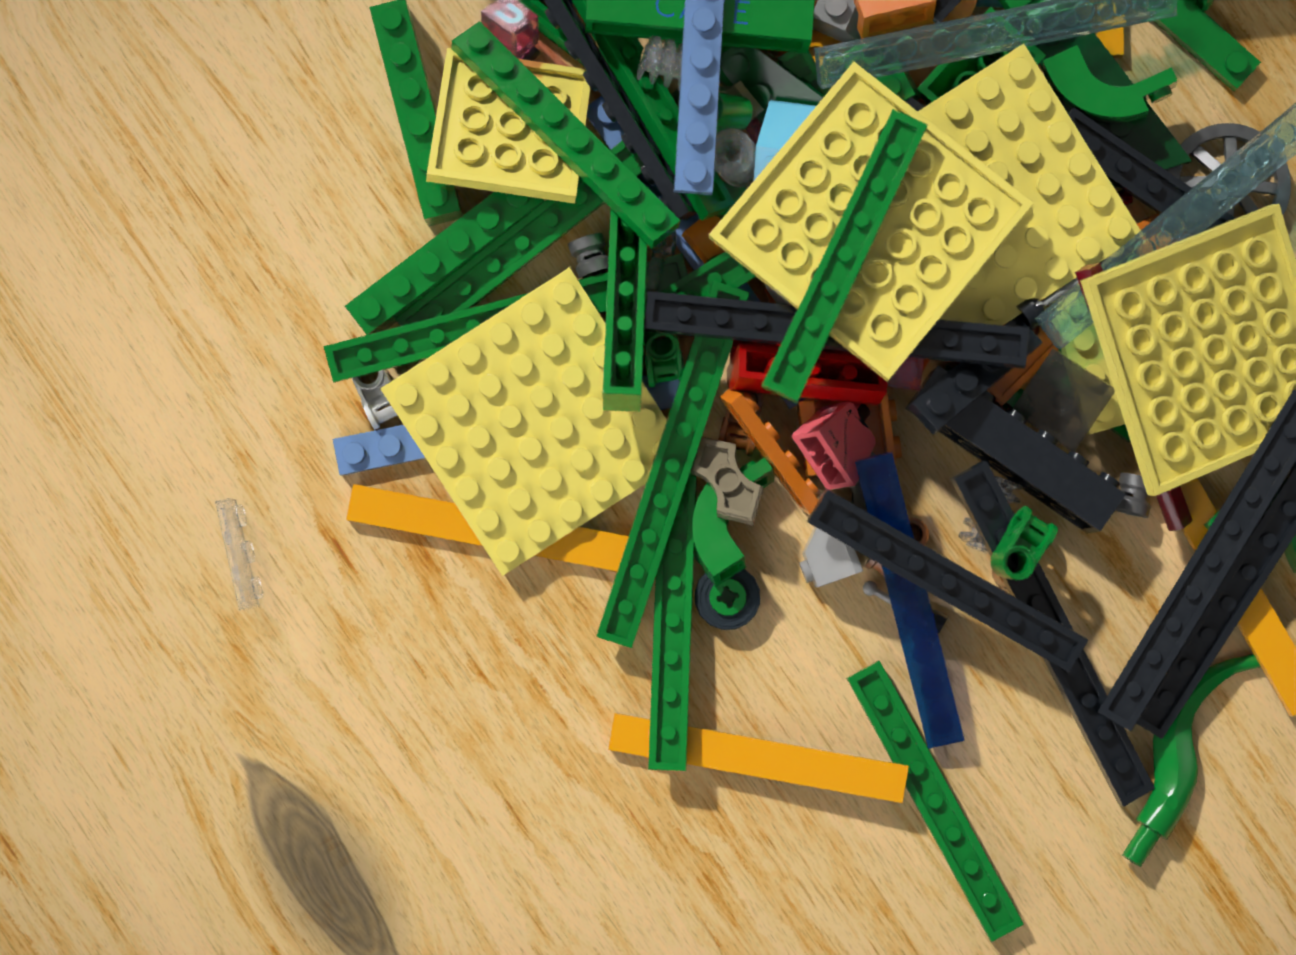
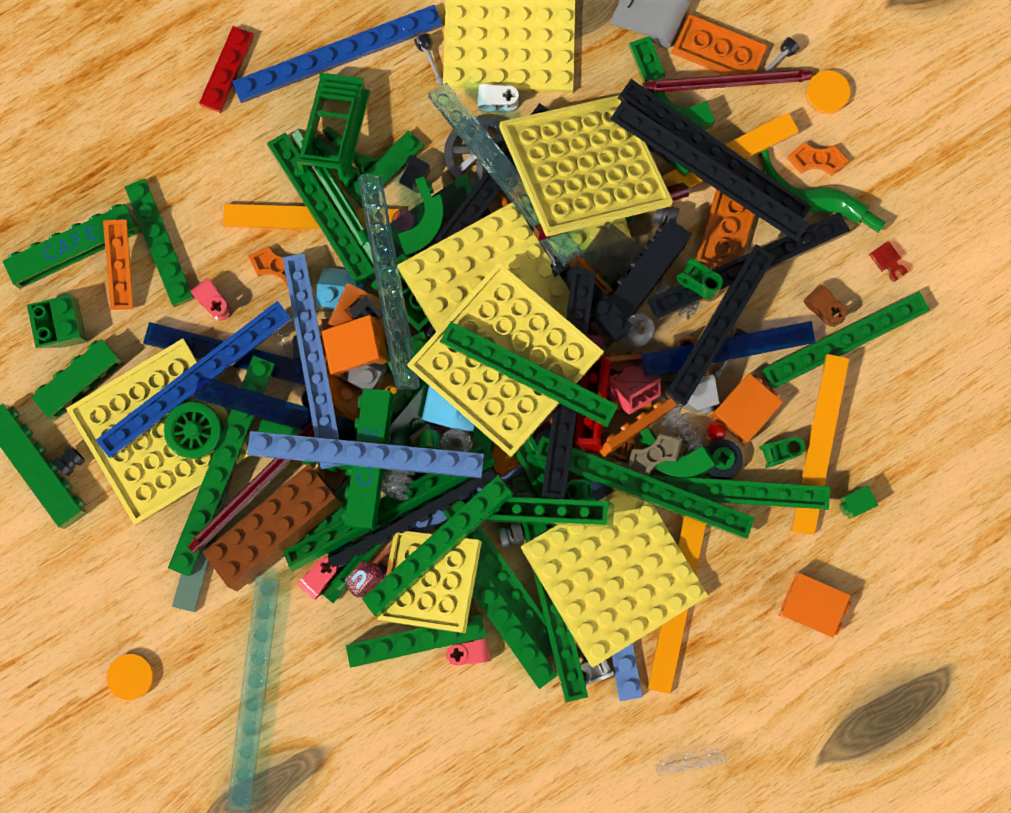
camera: 95 degrees left, 5 degrees down
(400, 202) = (473, 652): none -> coral piece
(492, 751) = (815, 605): none -> orange panel
(663, 820) = (857, 502): none -> green brick
(742, 691) = (778, 452): none -> green piece
(771, 530) = (683, 429): none -> clear piece
(772, 587) = (716, 431): none -> red hinge
(814, 636) = (747, 408): none -> orange panel
(926, 463) = (645, 326): none -> clear piece
(996, 760) = (824, 304): none -> dark orange piece
(1079, 870) = (886, 258): none -> clear red plate
(1103, 57) = (403, 220): none -> clear pink tile
(1107, 594) = (724, 232): none -> orange tile
(1191, 76) = (415, 169): none -> black panel
(1247, 737) = (809, 158): none -> orange tile

